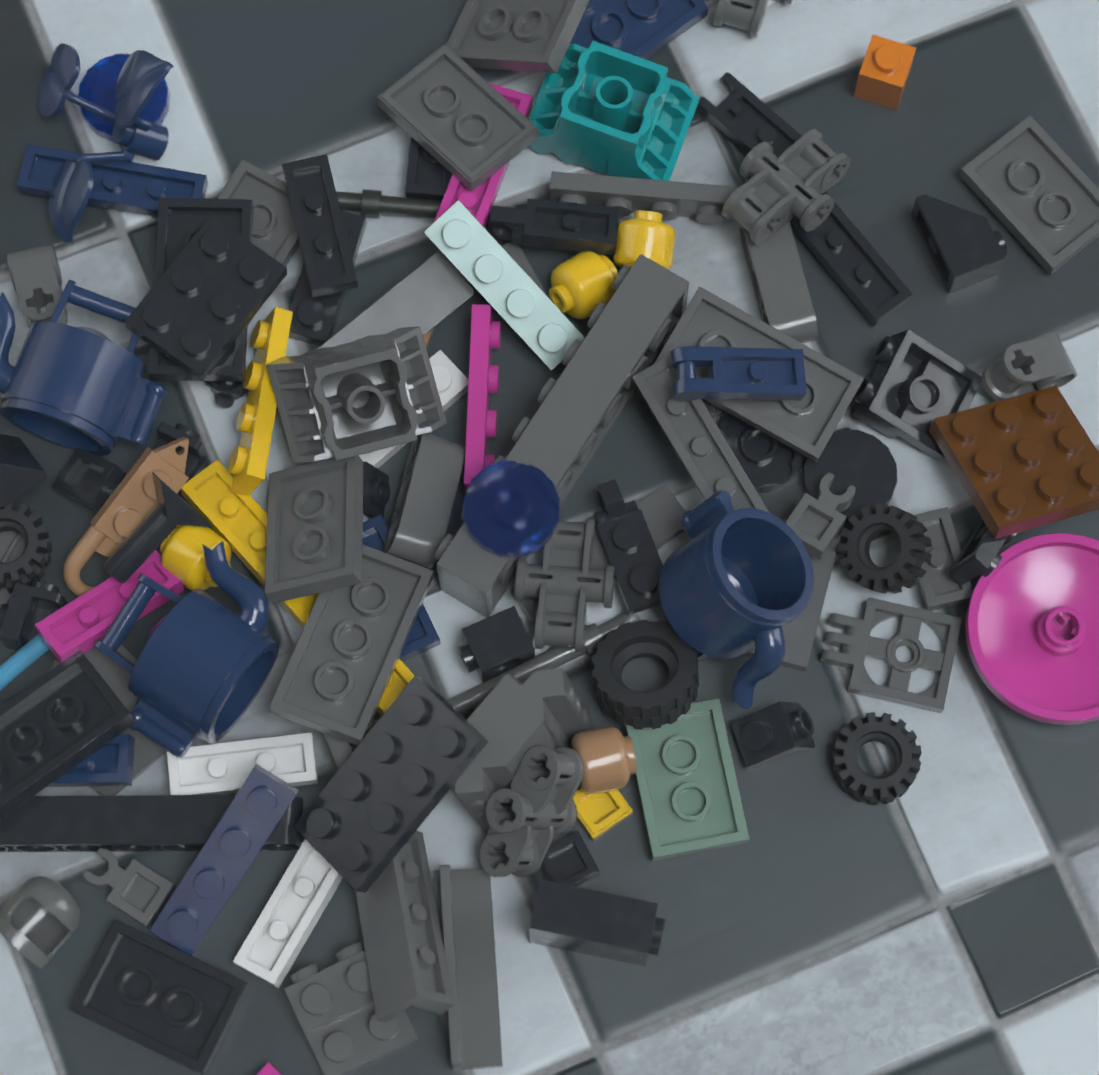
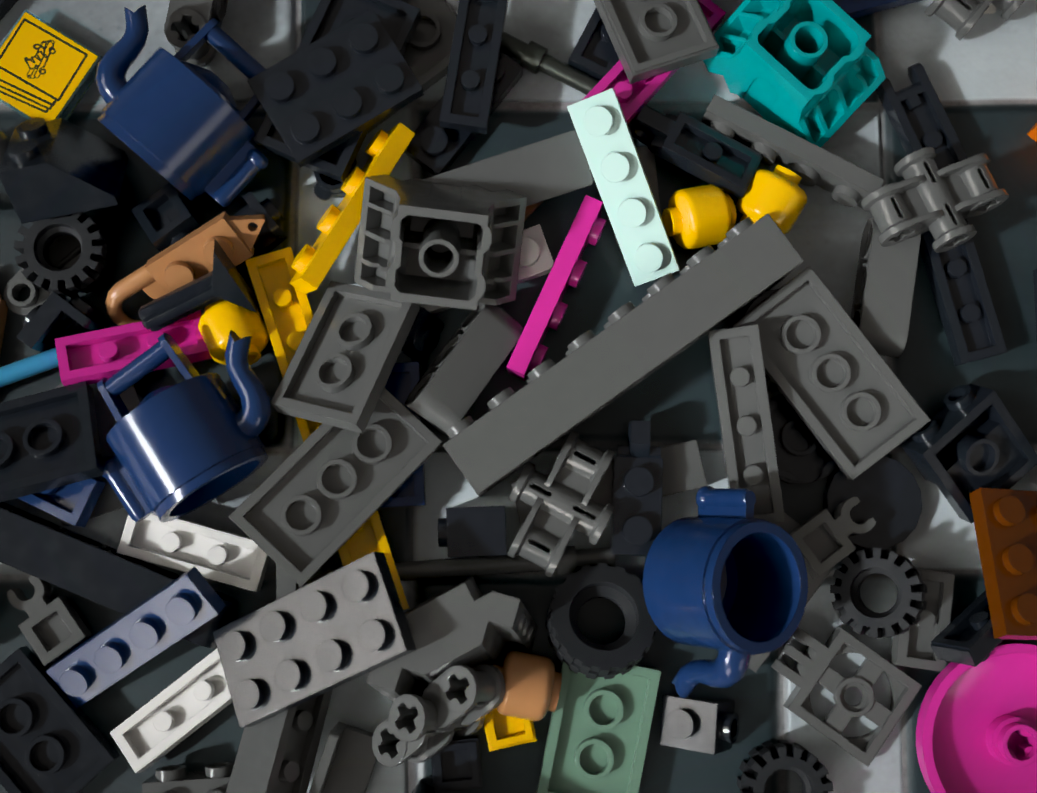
camera: 20 degrees right, 10 degrees up
(511, 509) = (536, 421): clear blue tile -> none
(739, 373) = (814, 372): dark blue plate -> none

